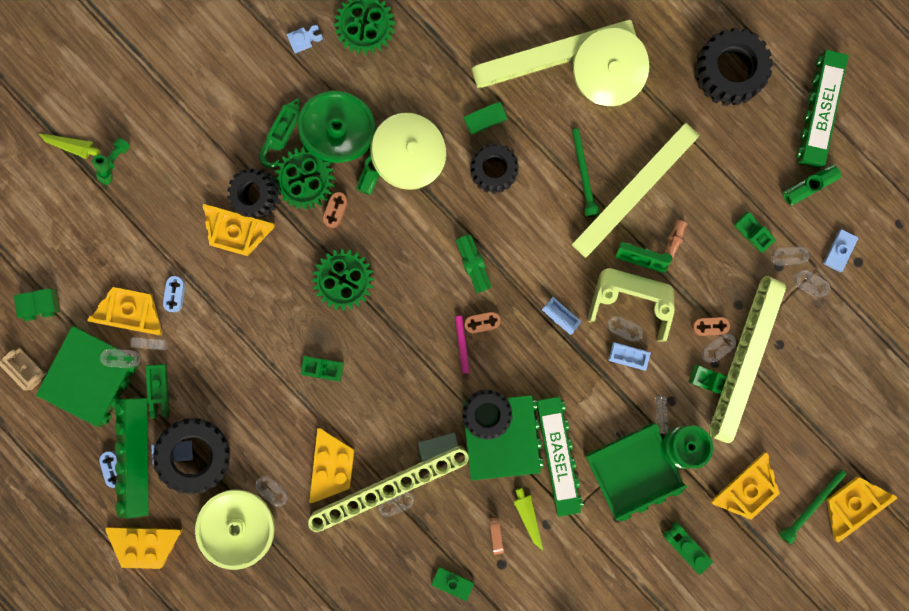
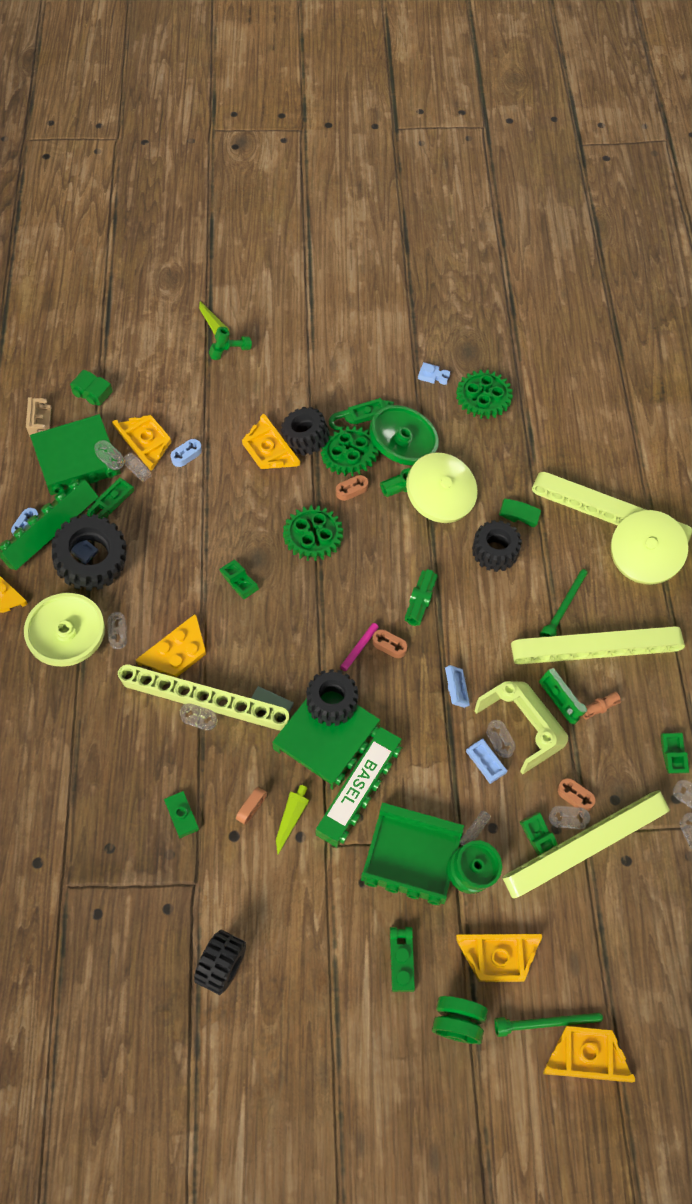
camera: 40 degrees right, 25 degrees down
(762, 561) = (460, 1020): none -> green wheel

